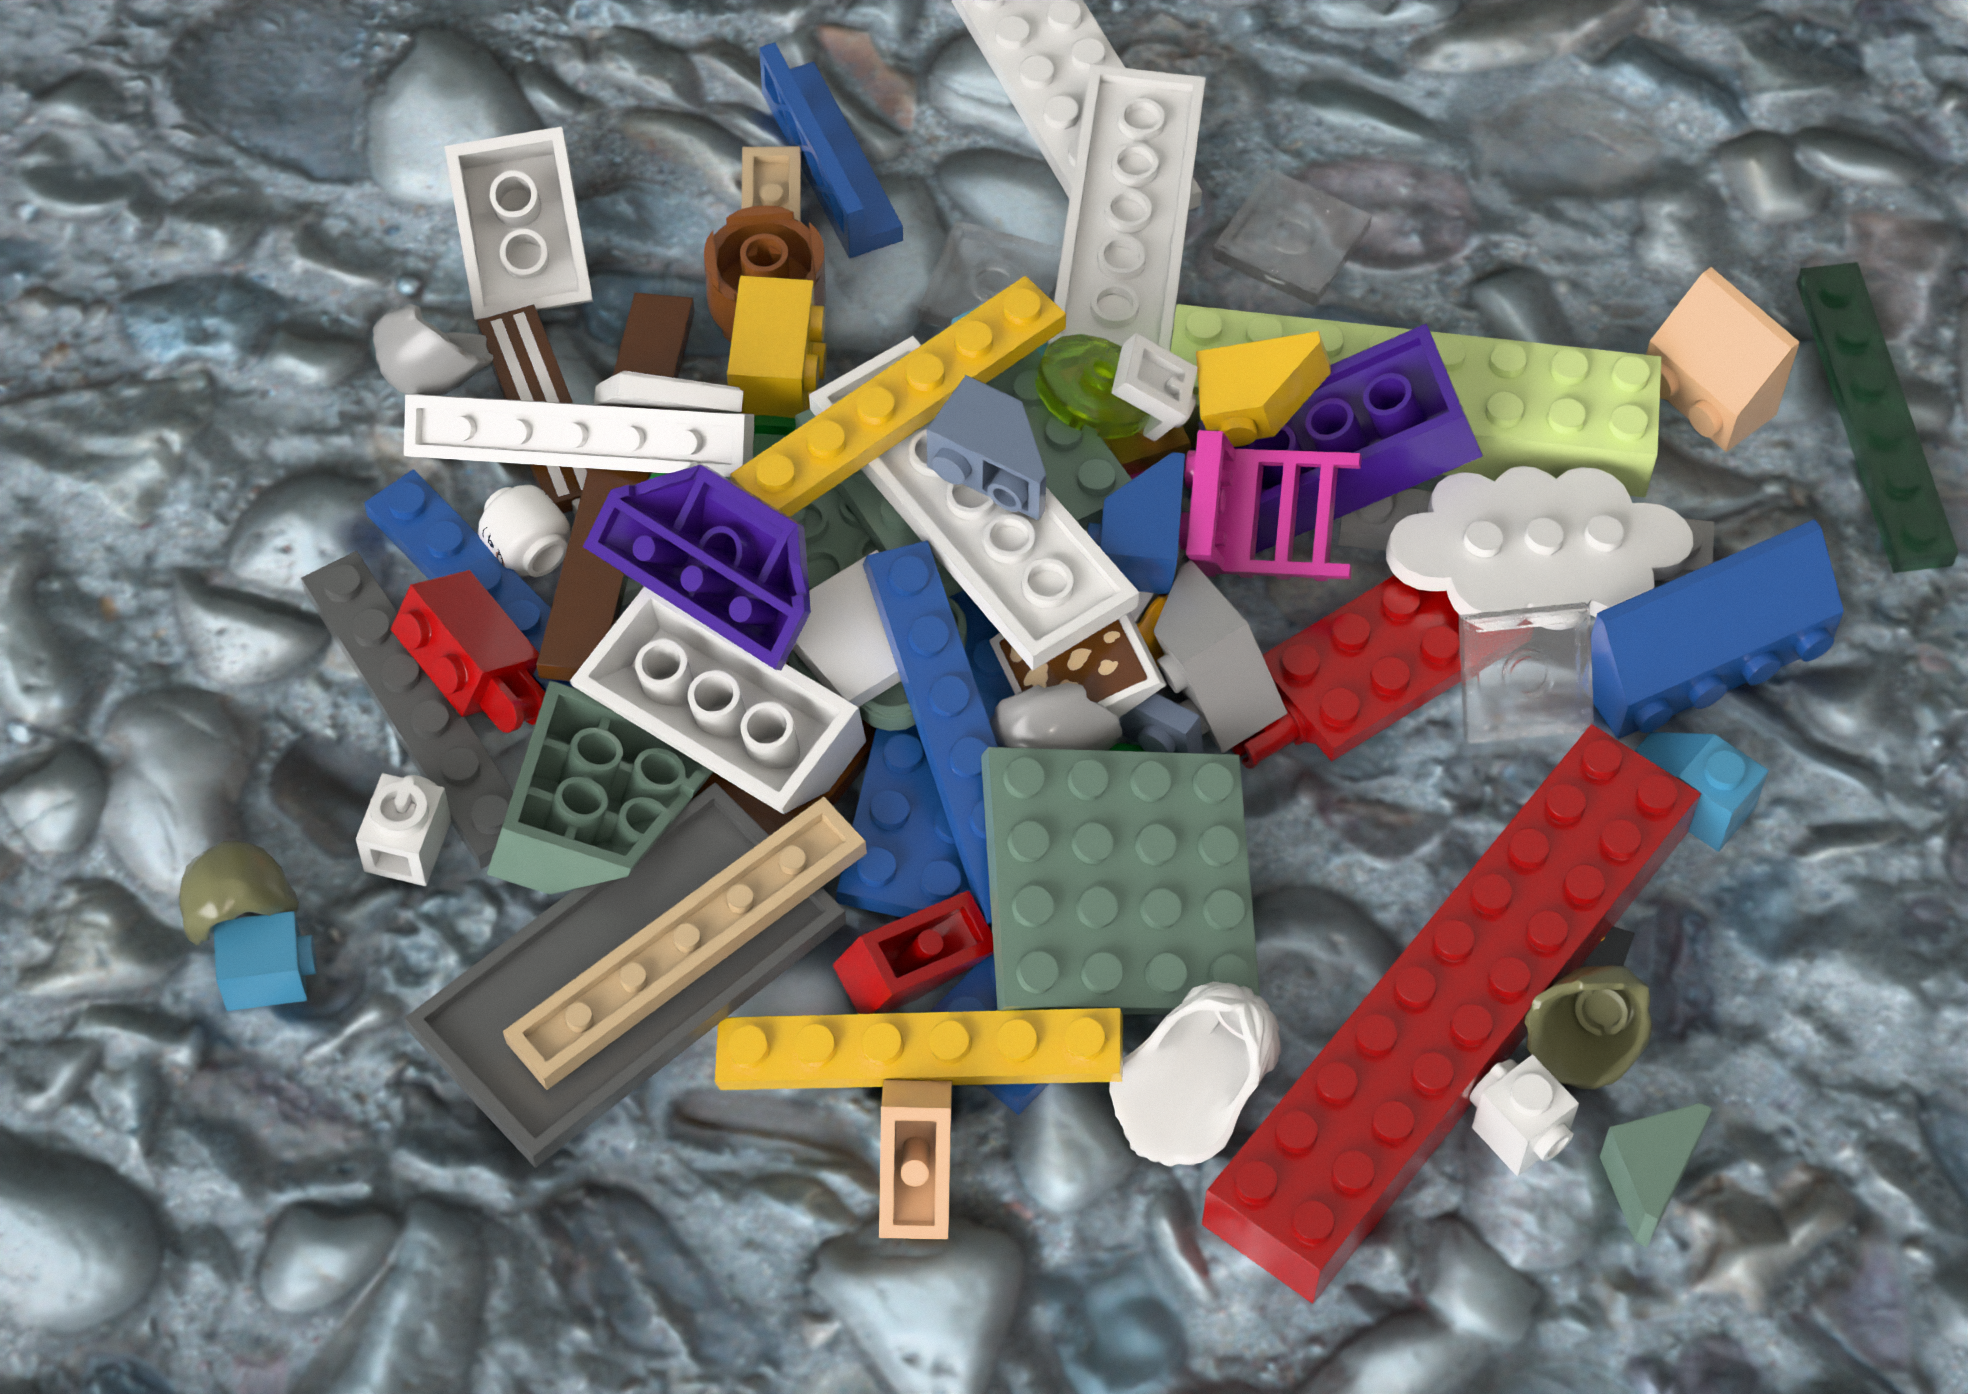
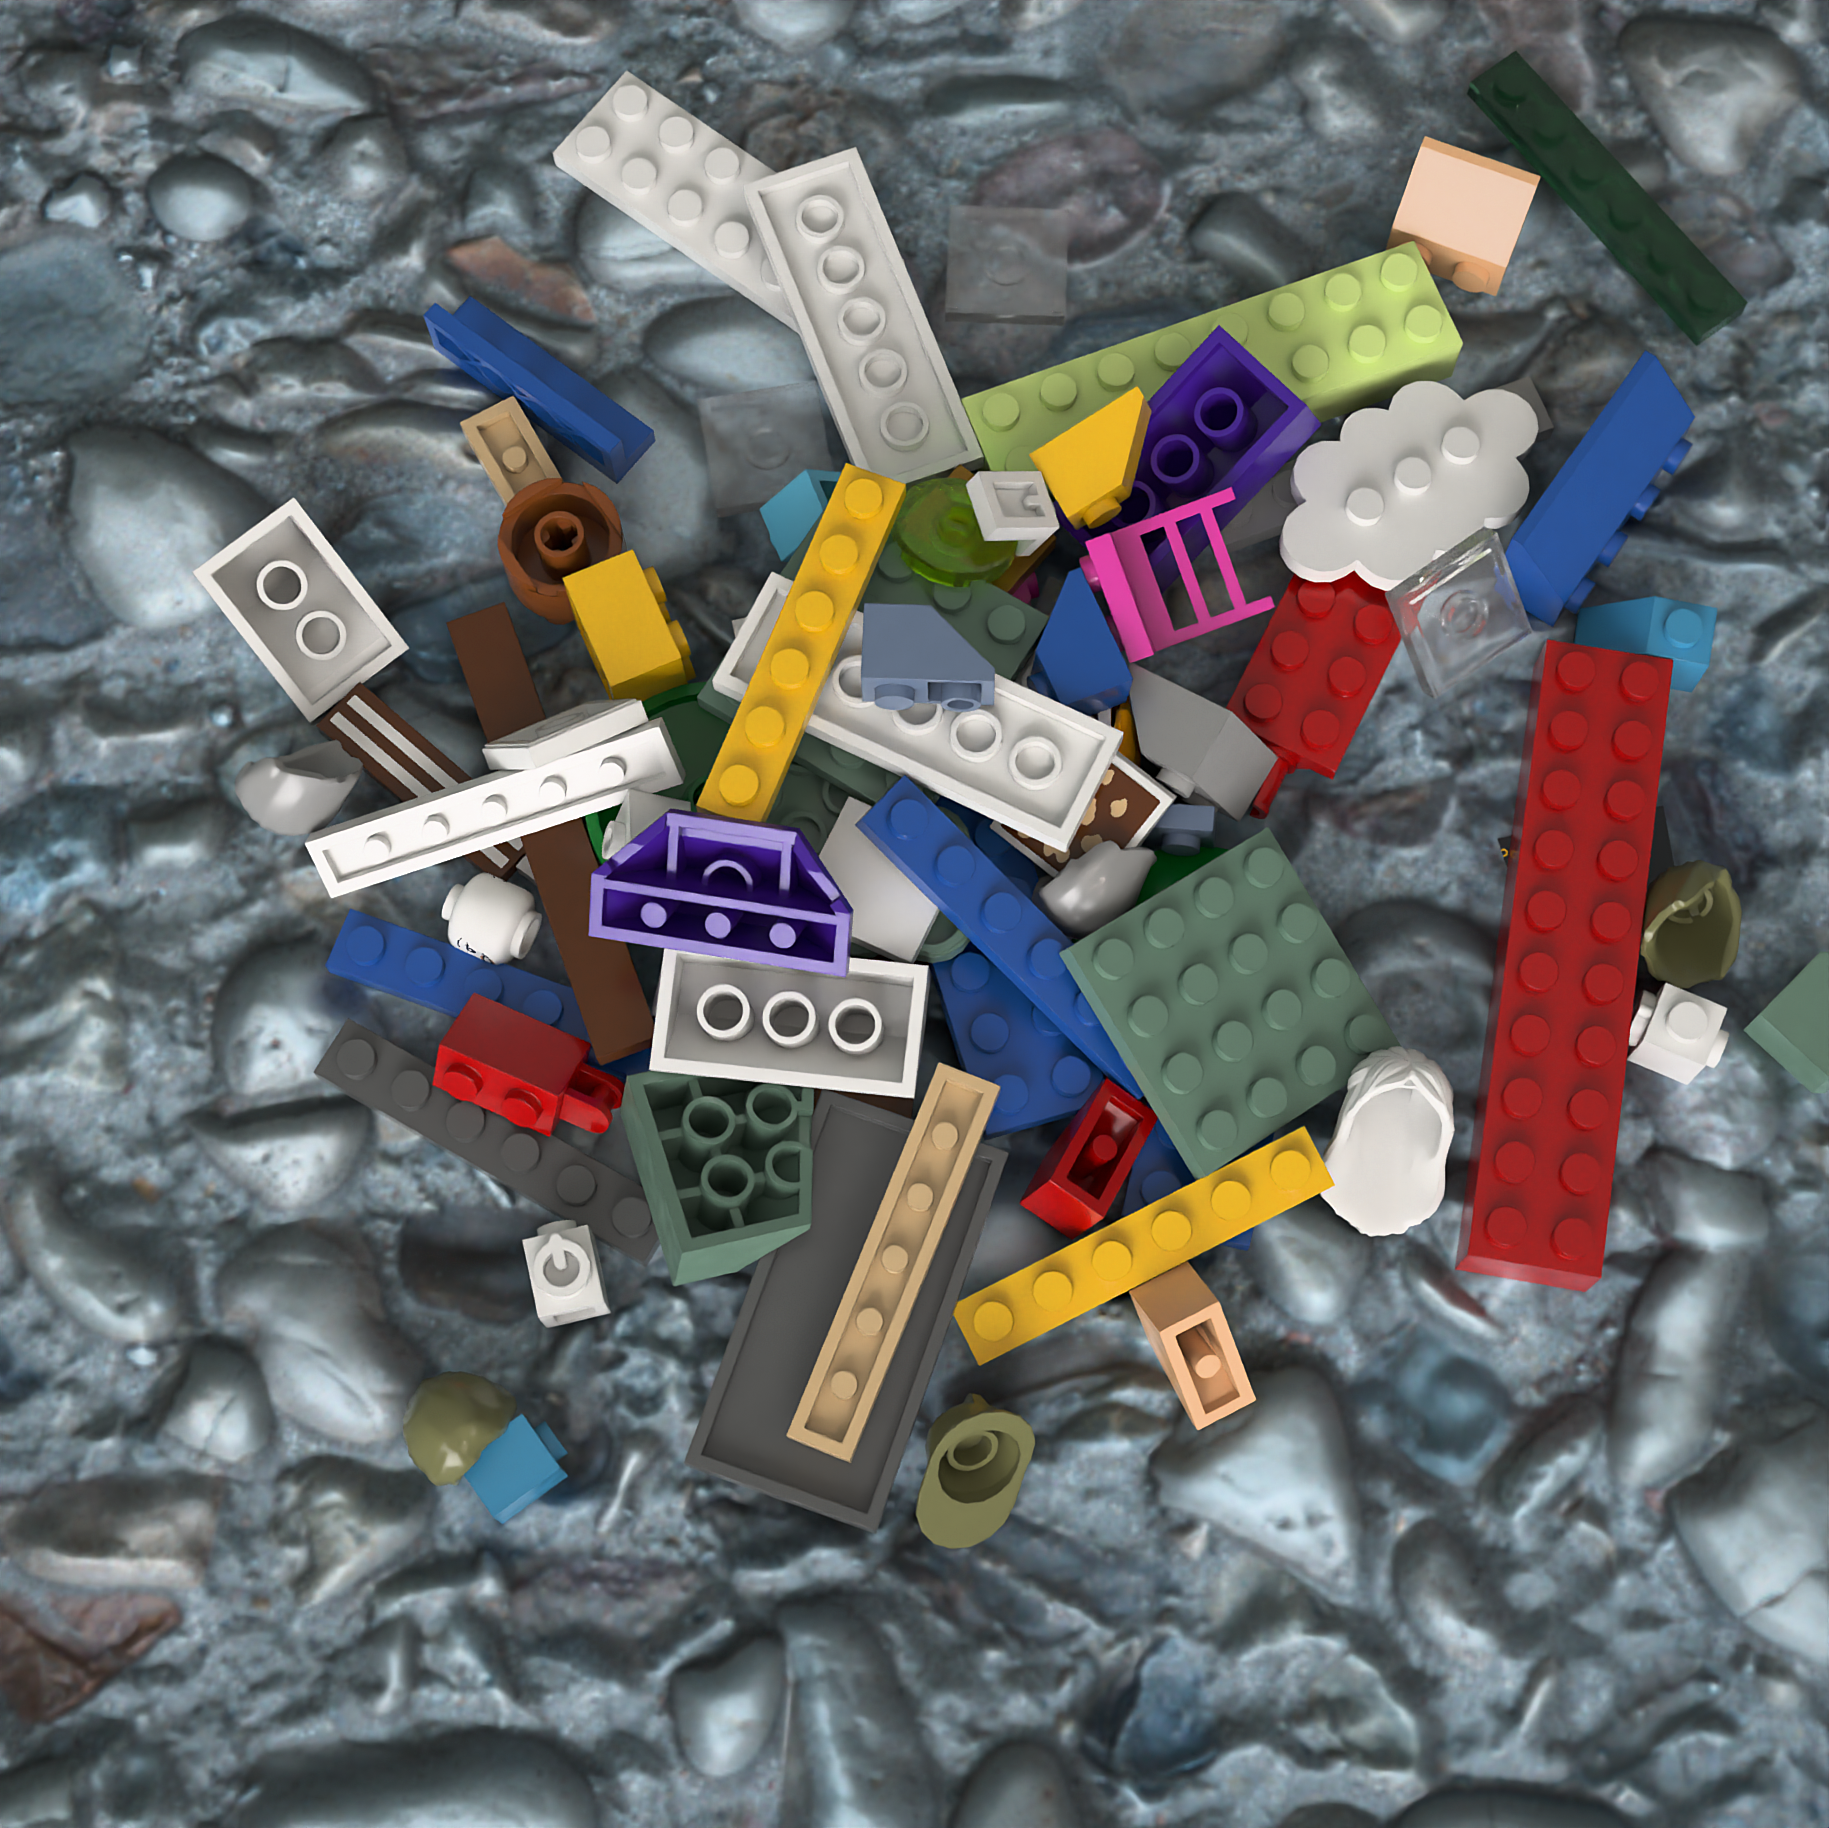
camera: 25 degrees left, 15 degrees up
(649, 1161) = (972, 1472): none -> olive piece

